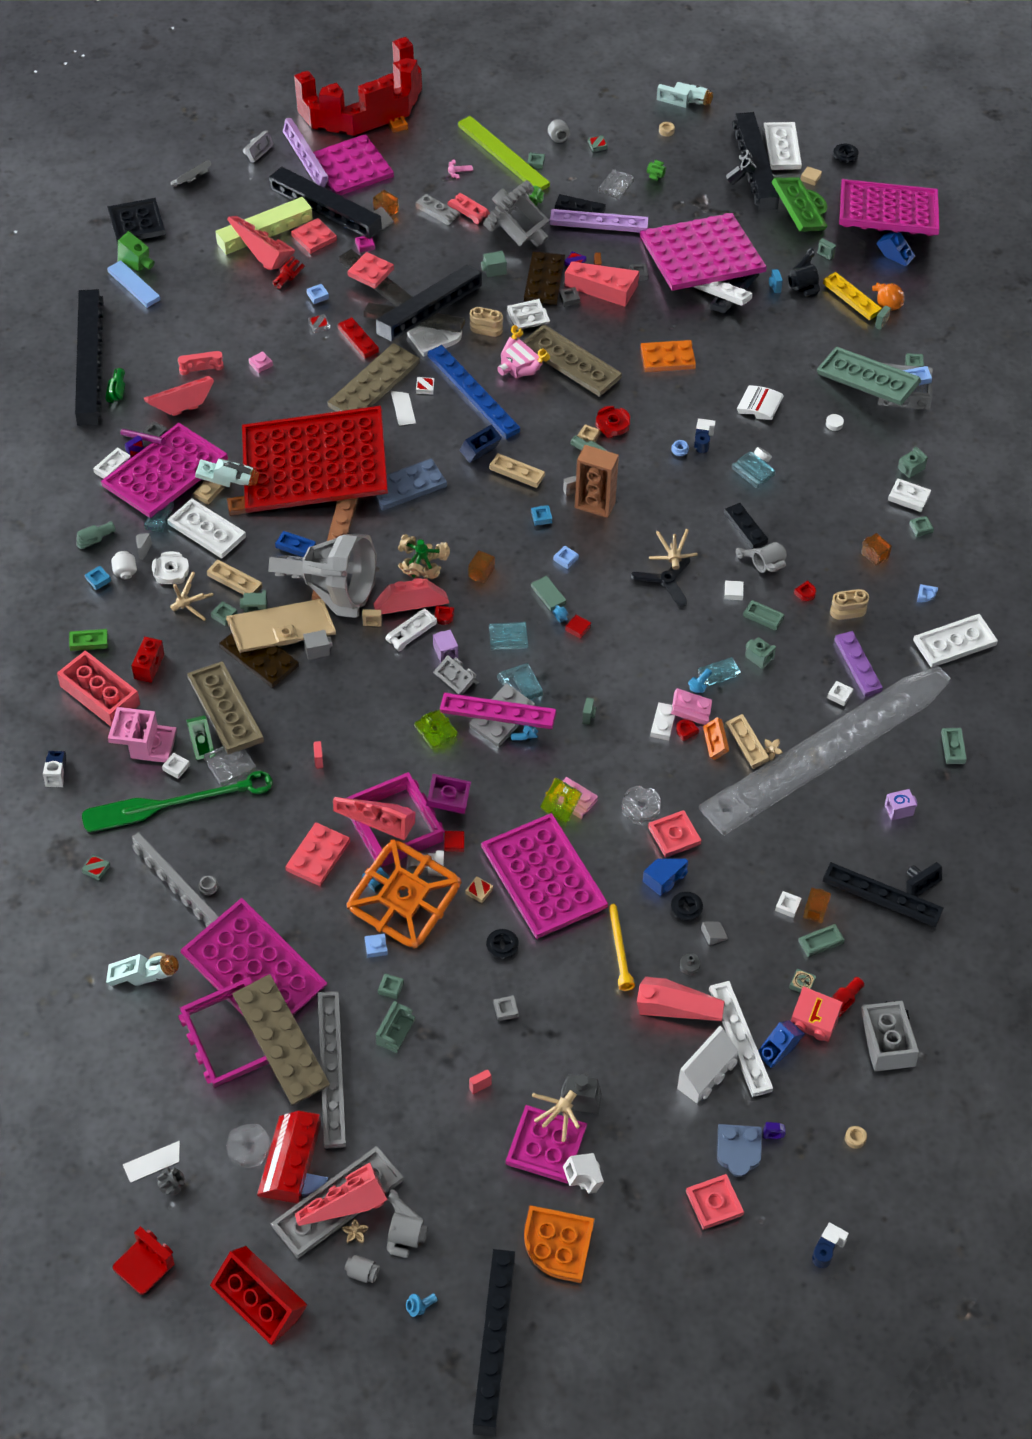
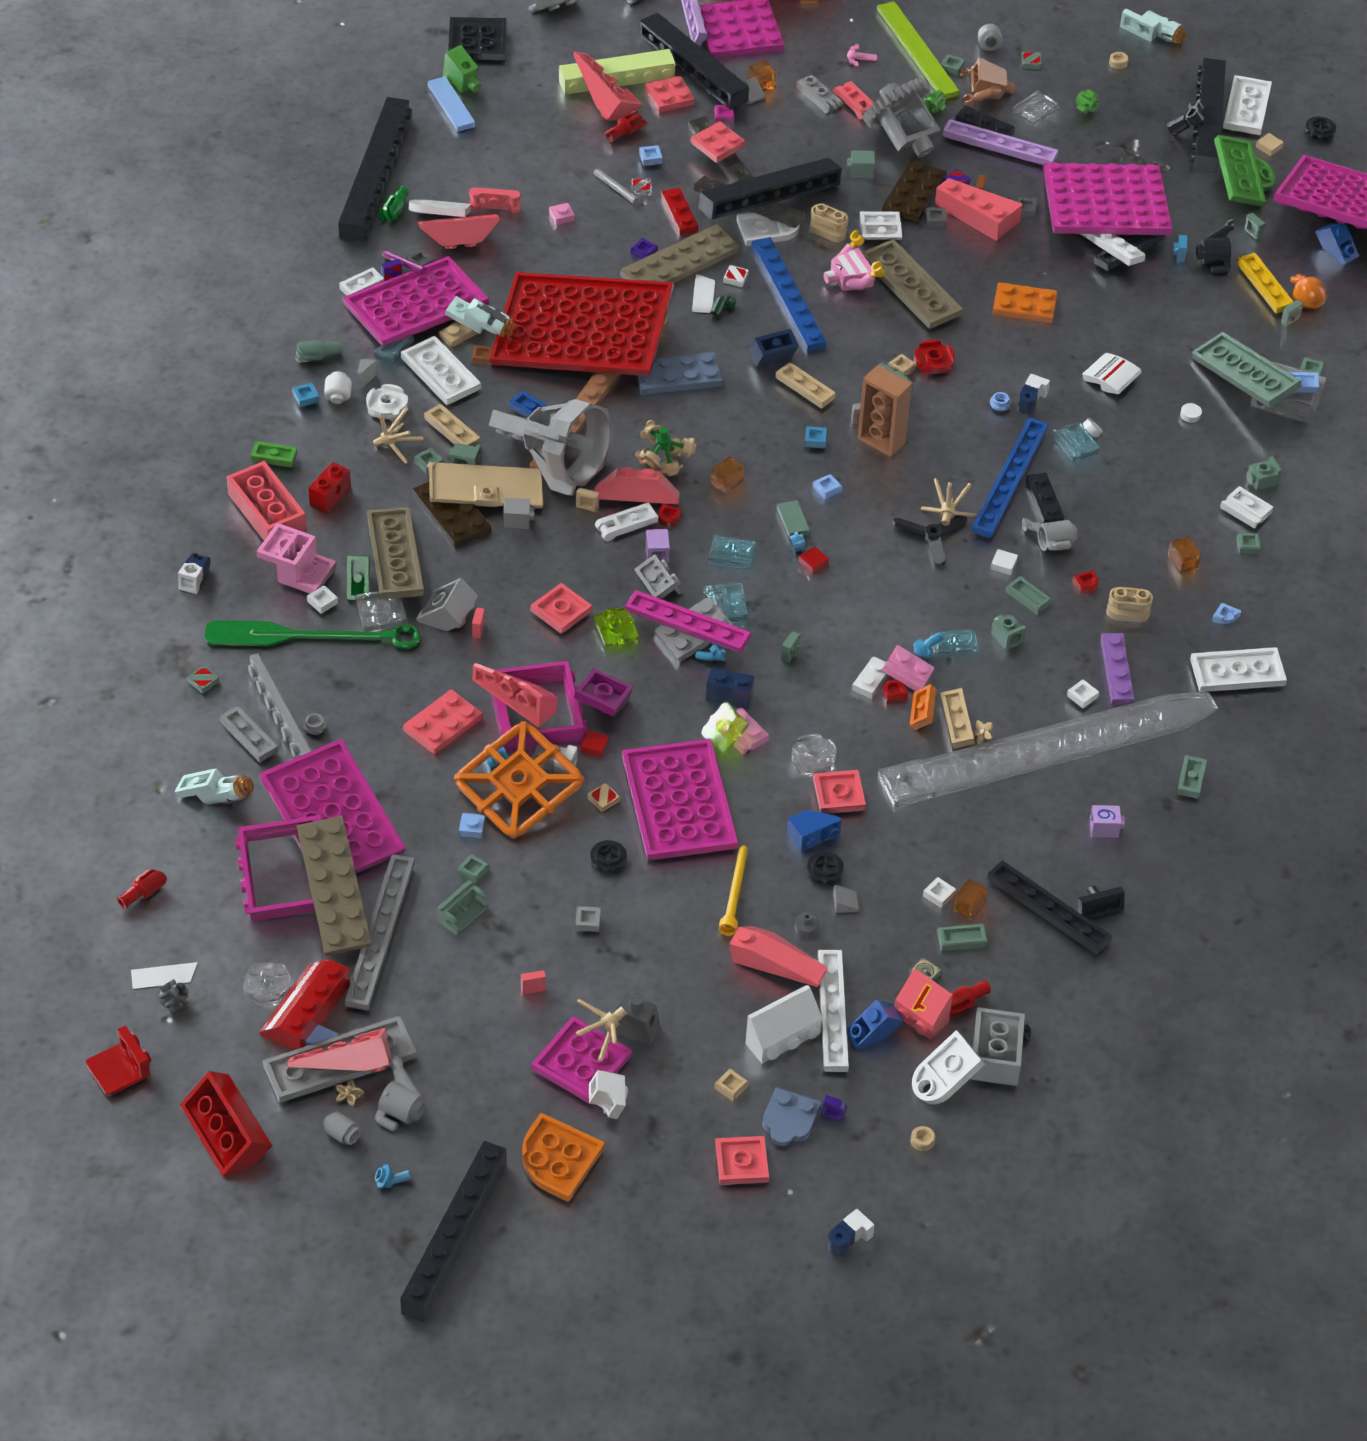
camera: 15 degrees right, 5 degrees down
(108, 1083) = (142, 887): none -> red arm
(153, 909) = (248, 734): none -> light grey plate
(156, 380) = (440, 207): none -> white tile
(286, 745) = (448, 606): none -> light grey slope
(297, 327) = (616, 186): none -> light grey bar
(340, 378) = (643, 249): none -> dark purple tile
(383, 723) = (561, 608): none -> coral plate
(422, 412) = (722, 302): none -> dark green arm
(551, 762) = (730, 687): none -> dark blue brick
(571, 170) = (987, 82): none -> nougat torso
(679, 1131) = (731, 1084): none -> tan tile
(712, 514) = (1009, 478): none -> blue plate
(858, 1069) = (946, 1069): none -> white tile

